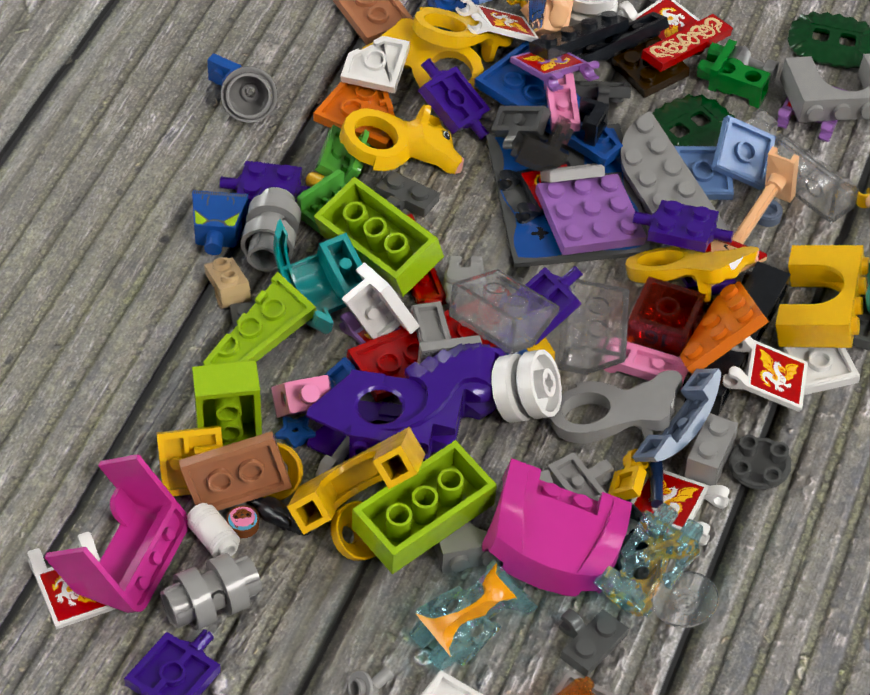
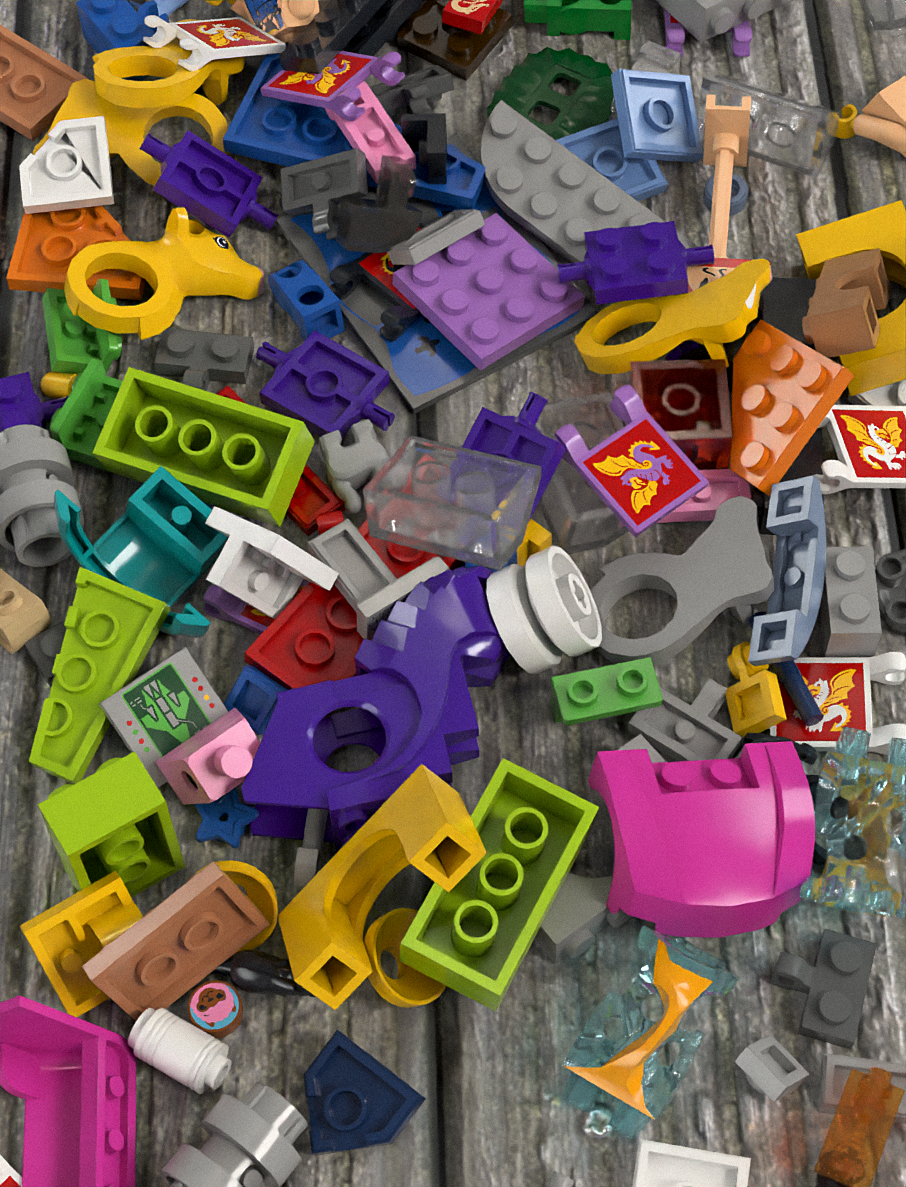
camera: 20 degrees left, 10 degrees up
(287, 361) = (163, 709): none -> tile
(294, 590) = (355, 1099): none -> dark blue plate
(467, 232) = (324, 386): none -> dark purple plate
(481, 185) = (307, 300): none -> blue leg
(533, 663) = (771, 1068): none -> light grey plate
(540, 442) = (605, 692): none -> bright green bracket
(619, 333) = (635, 469): none -> flag
(793, 287) = (845, 304): none -> medium nougat arch

